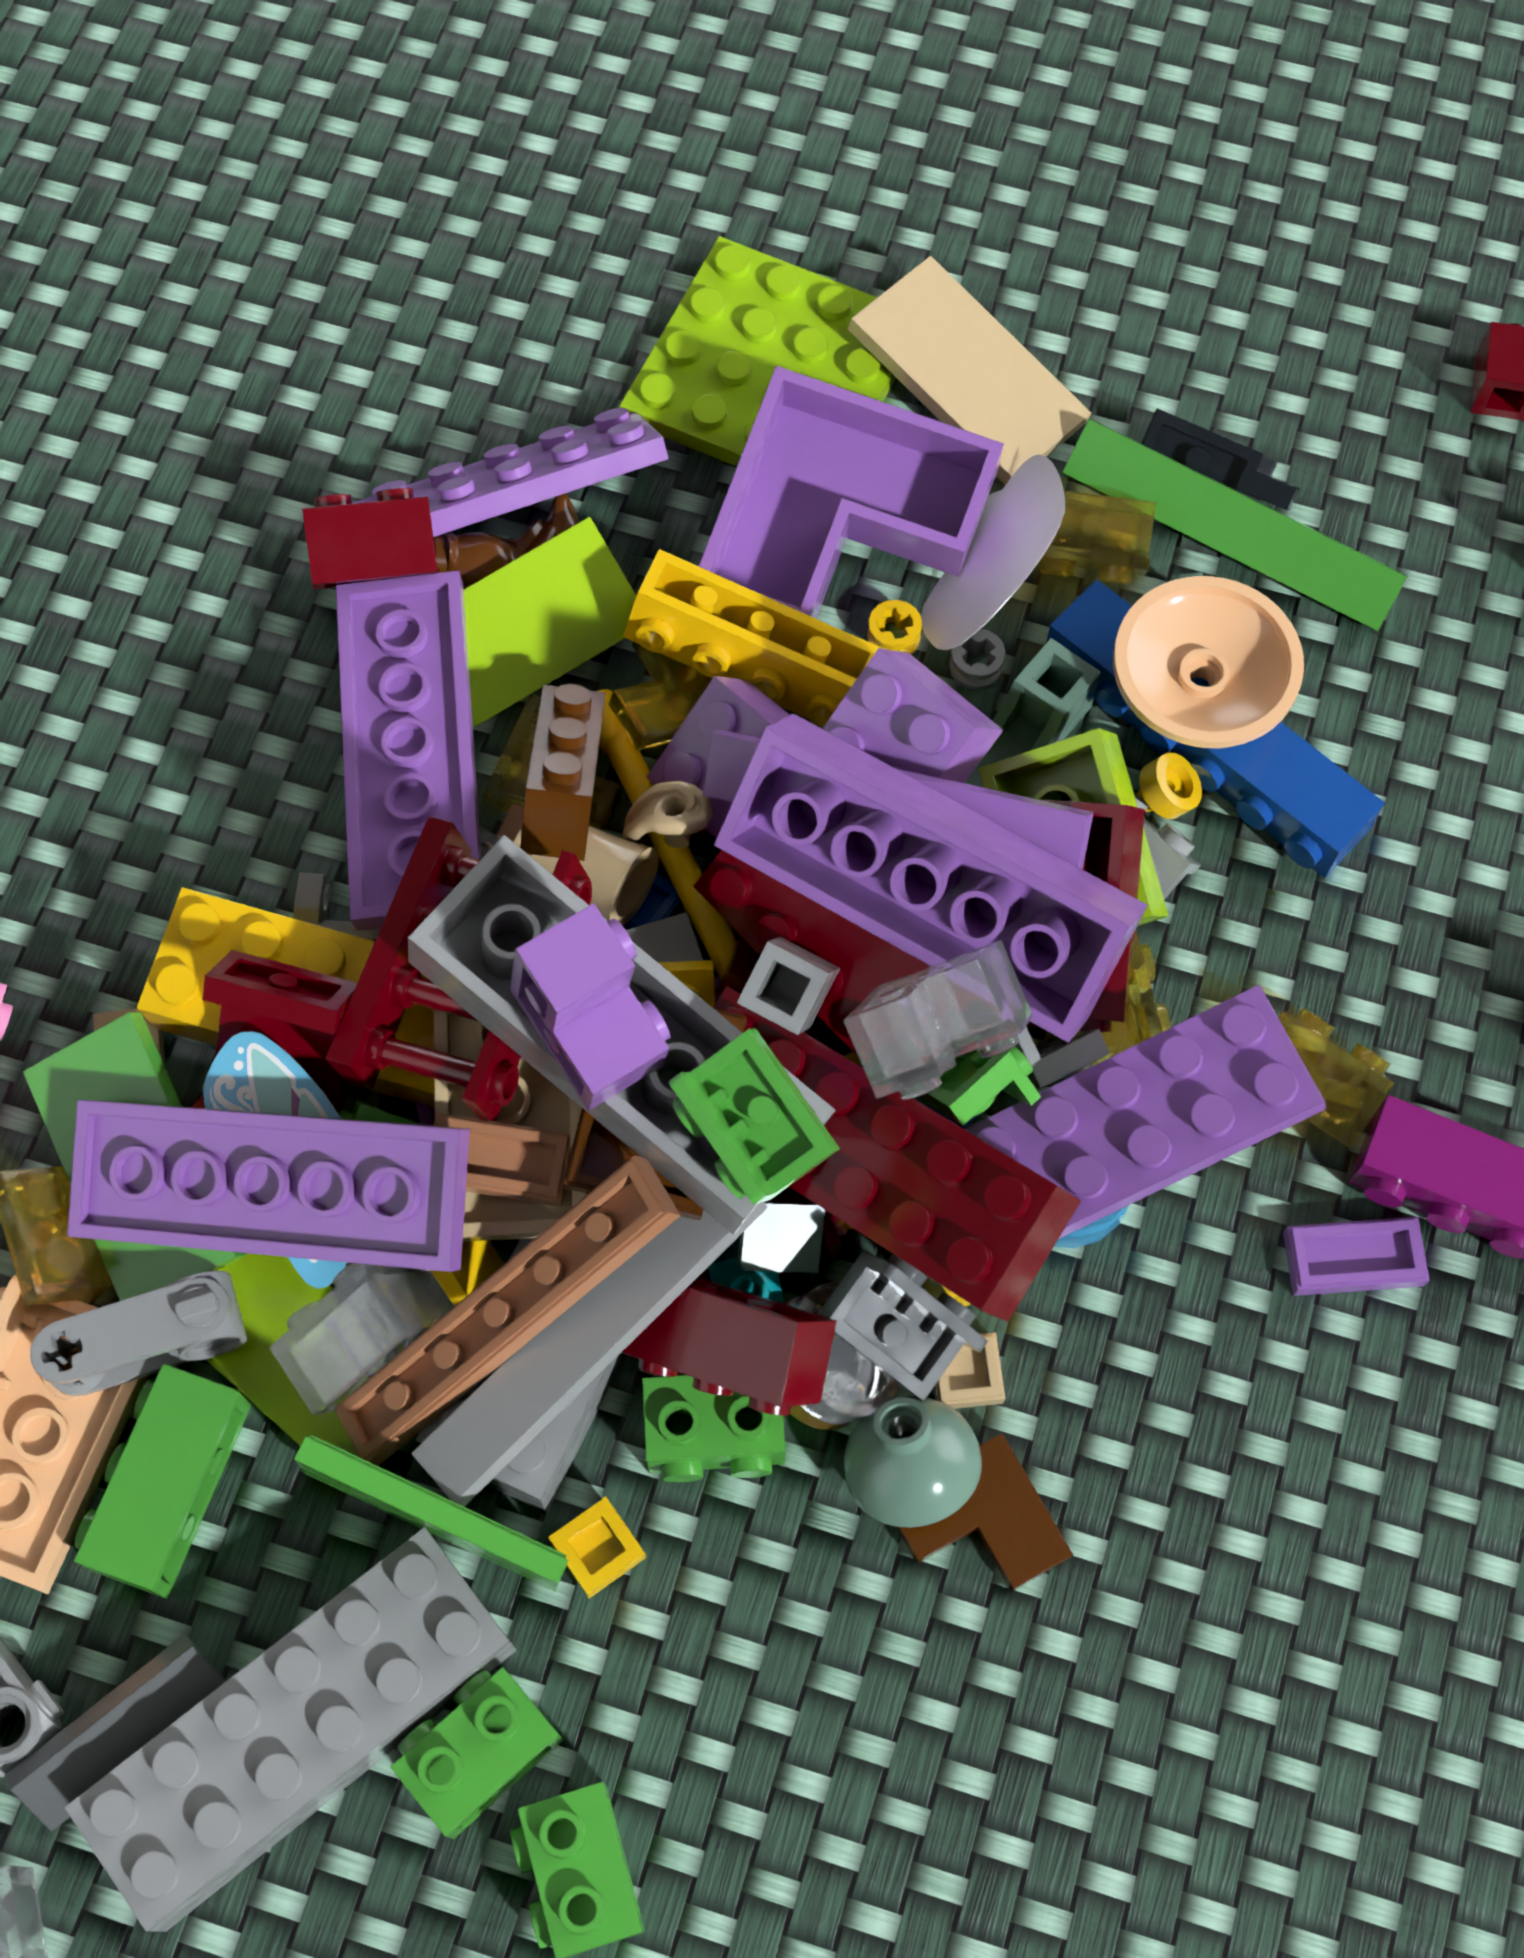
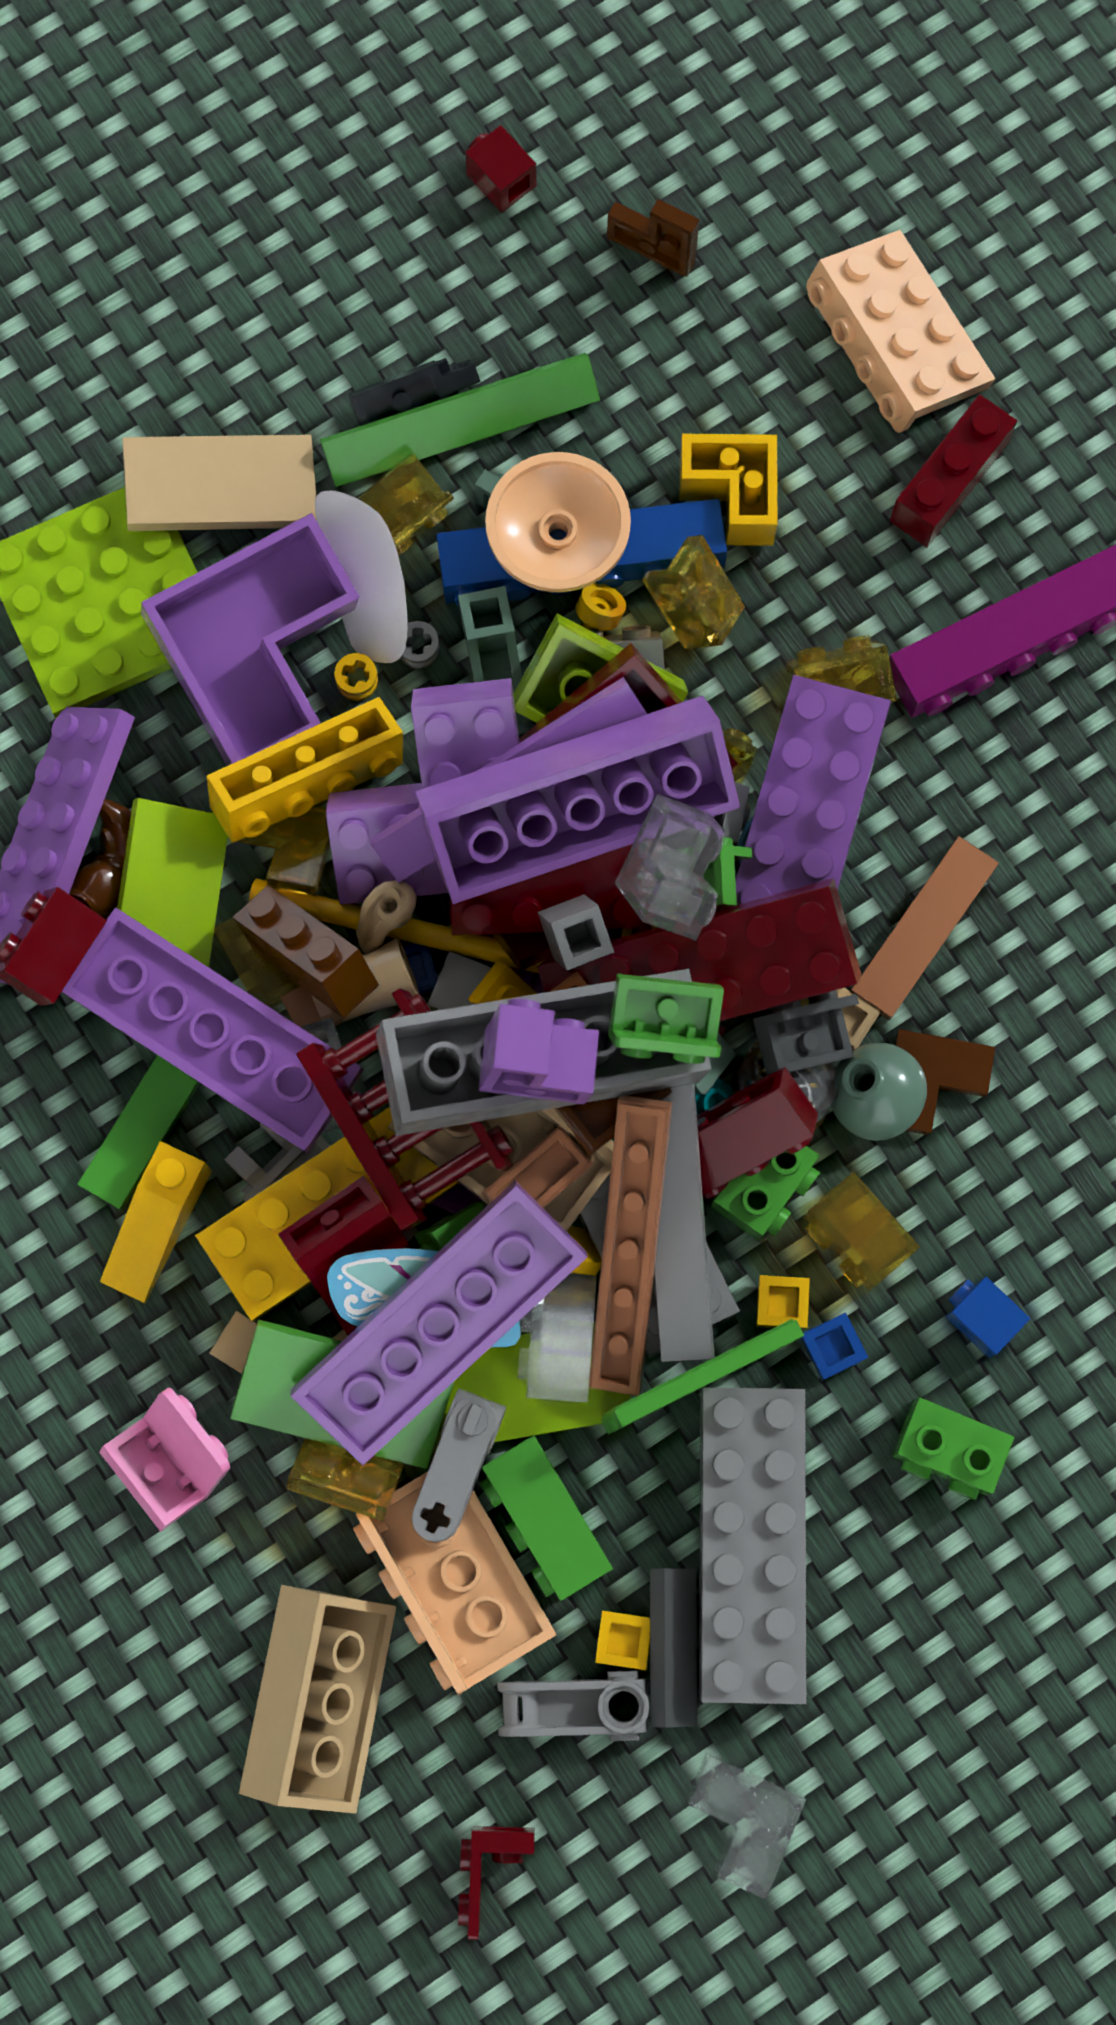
camera: 50 degrees left, 10 degrees up
(86, 1668) = (623, 1640): none -> yellow plate
(210, 852) = (154, 1221): none -> yellow slope
(260, 787) = (137, 1132): none -> bright green tile
(475, 1751) = (843, 1455): bright green brick -> none
(592, 1643) = (834, 1346): none -> blue plate
(740, 1570) = (859, 1233): none -> clear yellow brick
(761, 1787) = (985, 1315): none -> blue brick
(1137, 1373) = (924, 927): none -> nougat tile
(1266, 859) = (696, 595): none -> clear yellow bracket
(1355, 1256) = (956, 752): medium lavender tile -> none
(1428, 809) = (734, 471): none -> yellow brick

